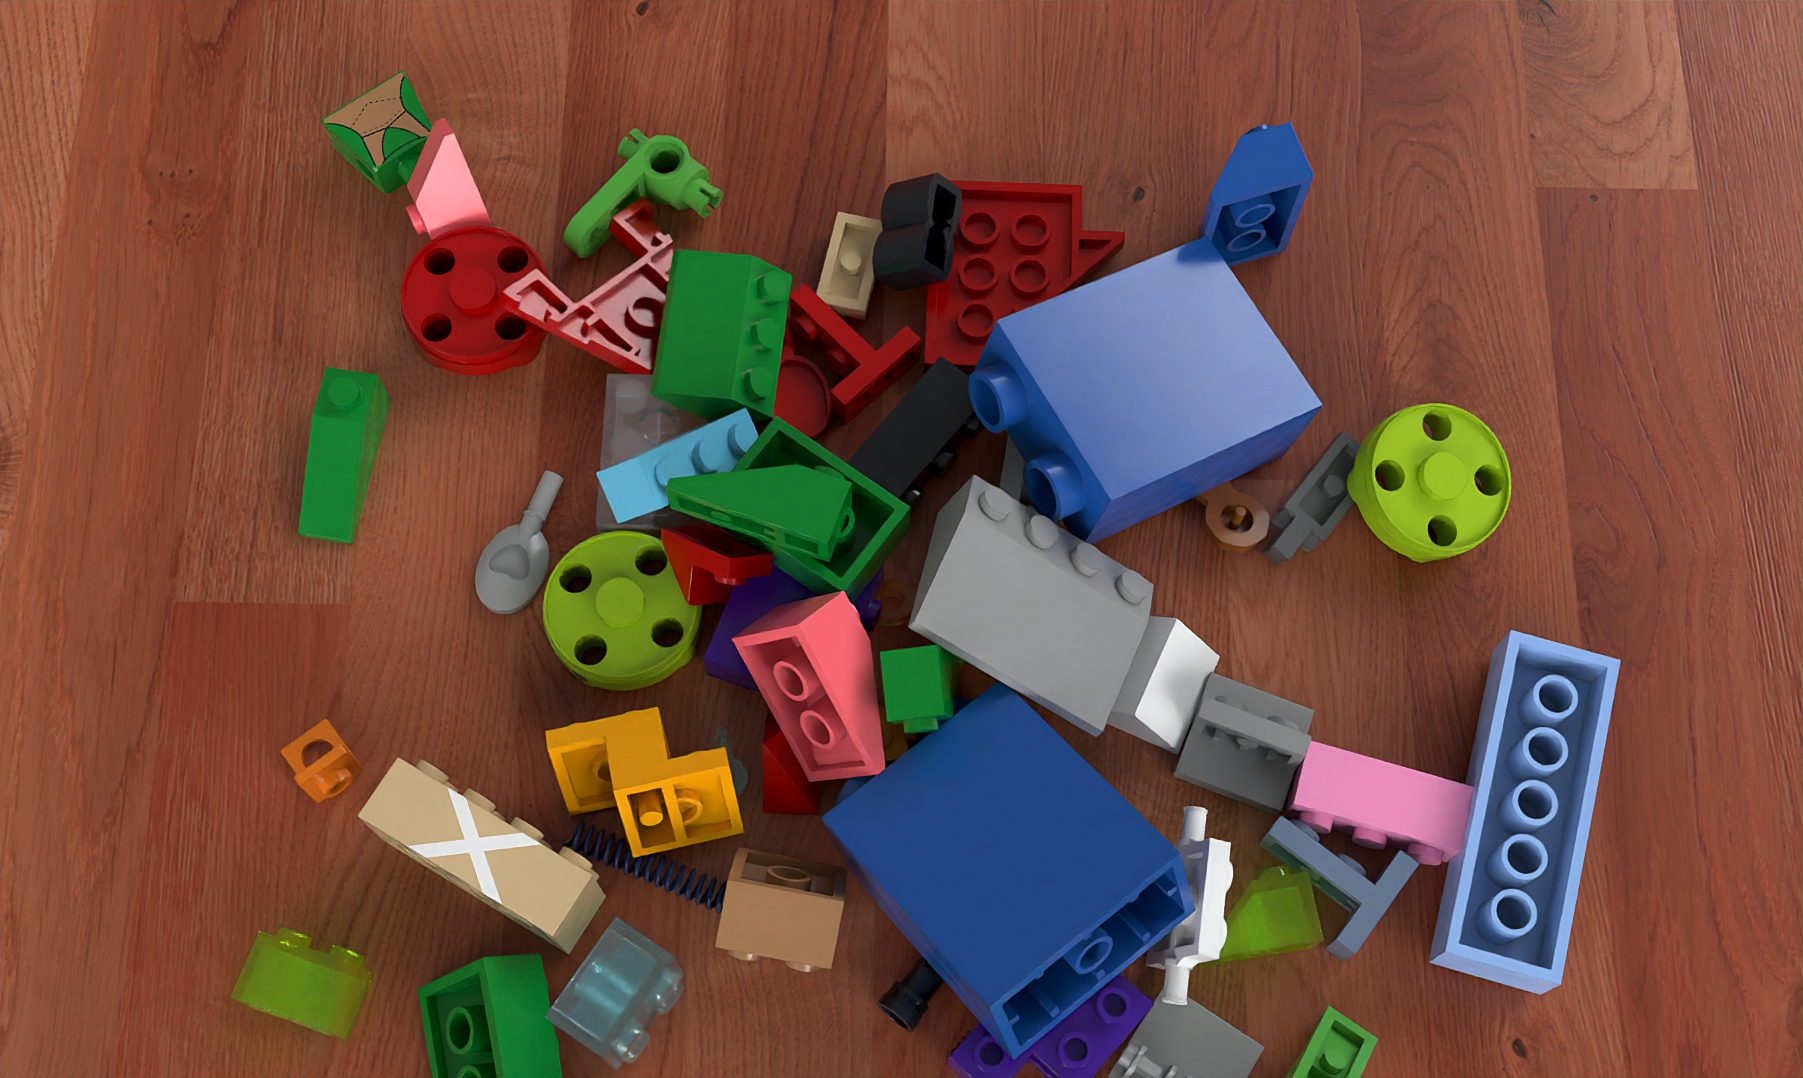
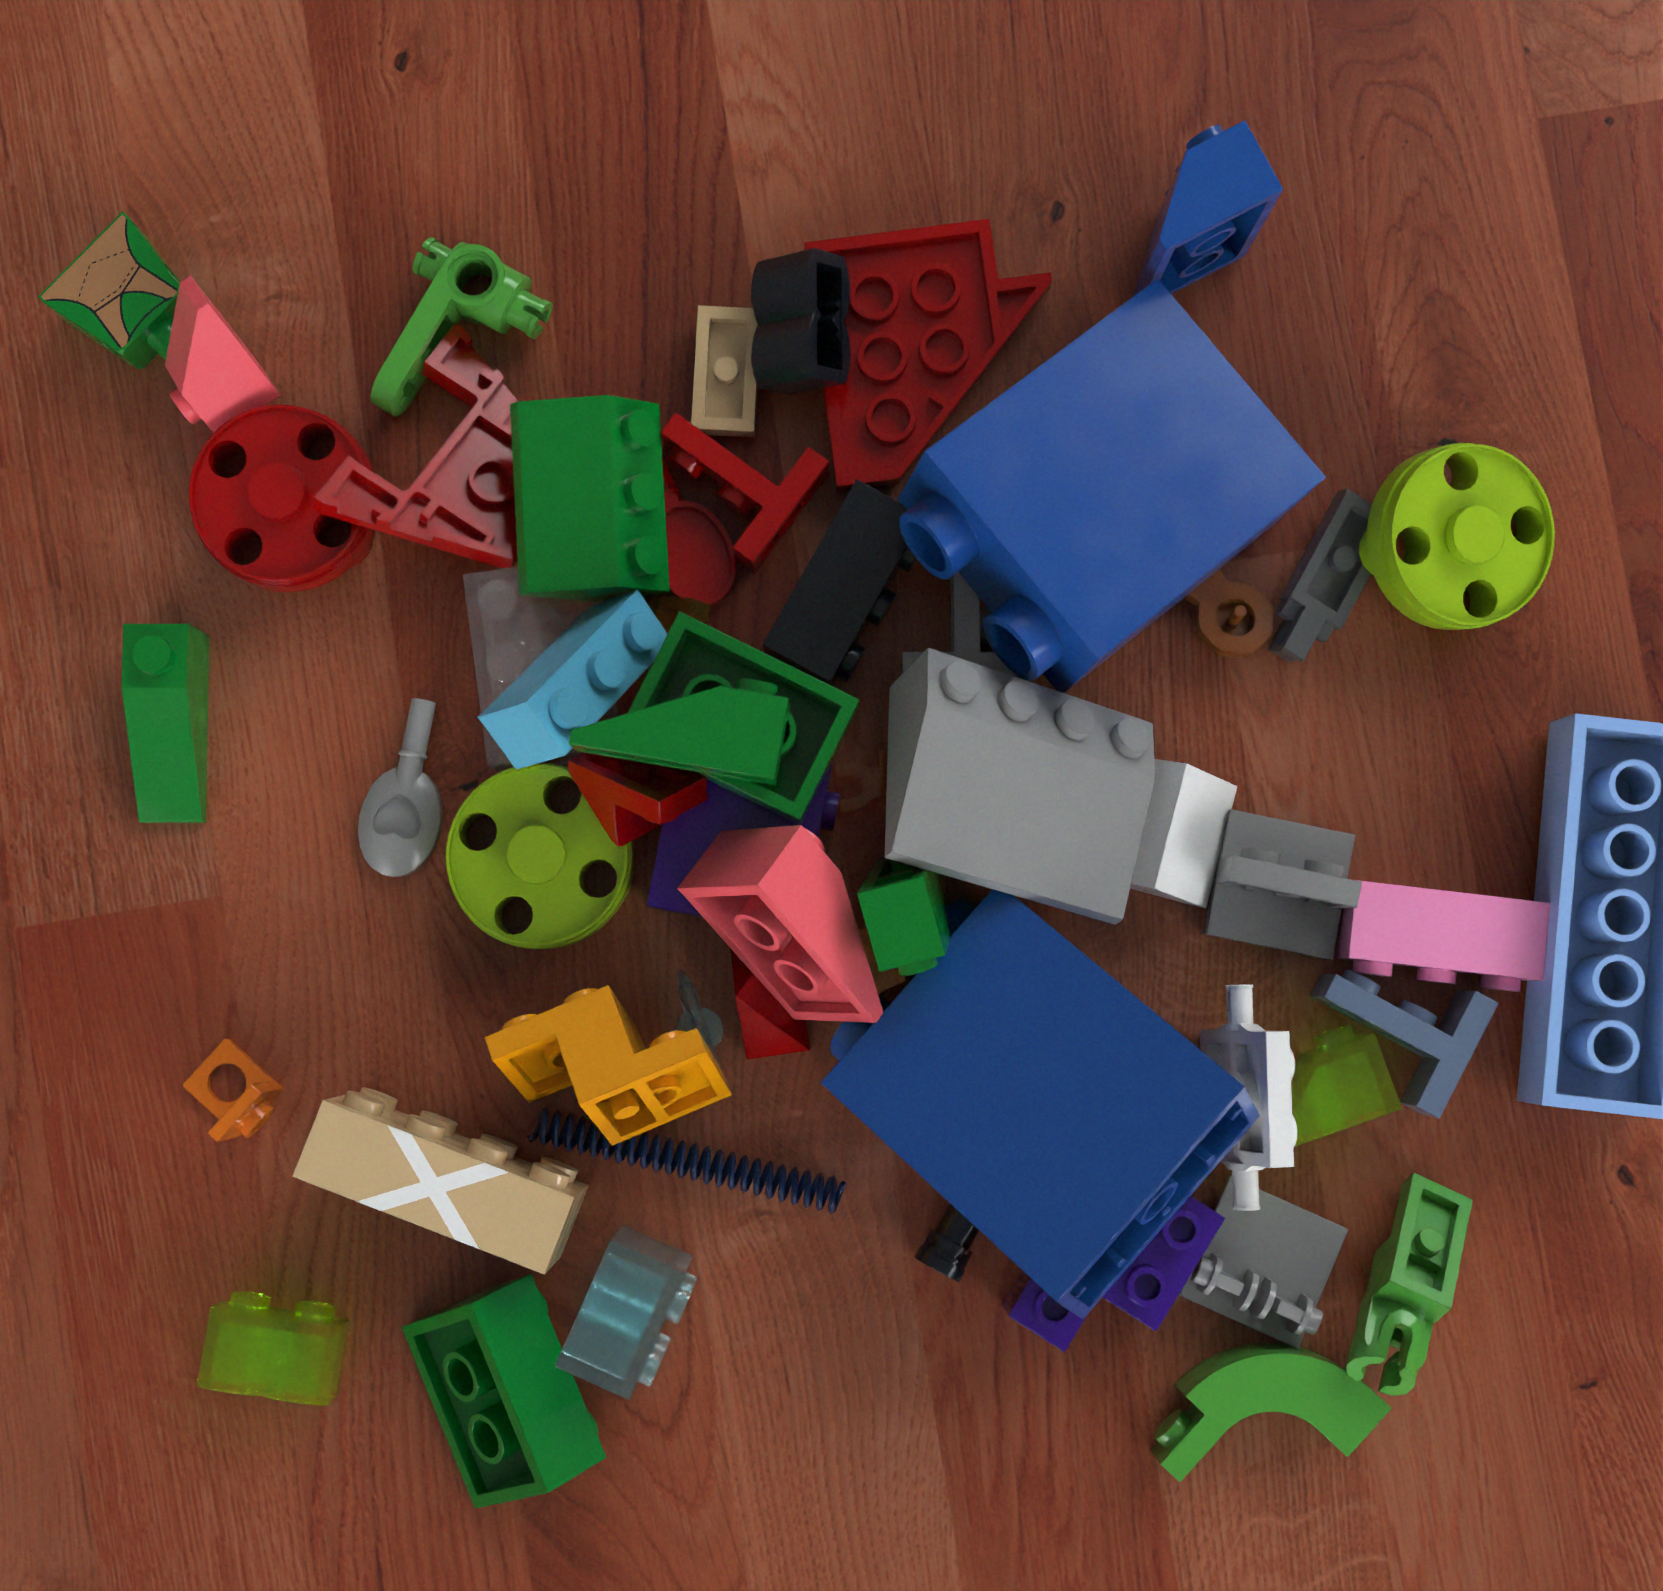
camera: 10 degrees left, 15 degrees up
(782, 909) = (794, 1180): medium nougat slope -> none

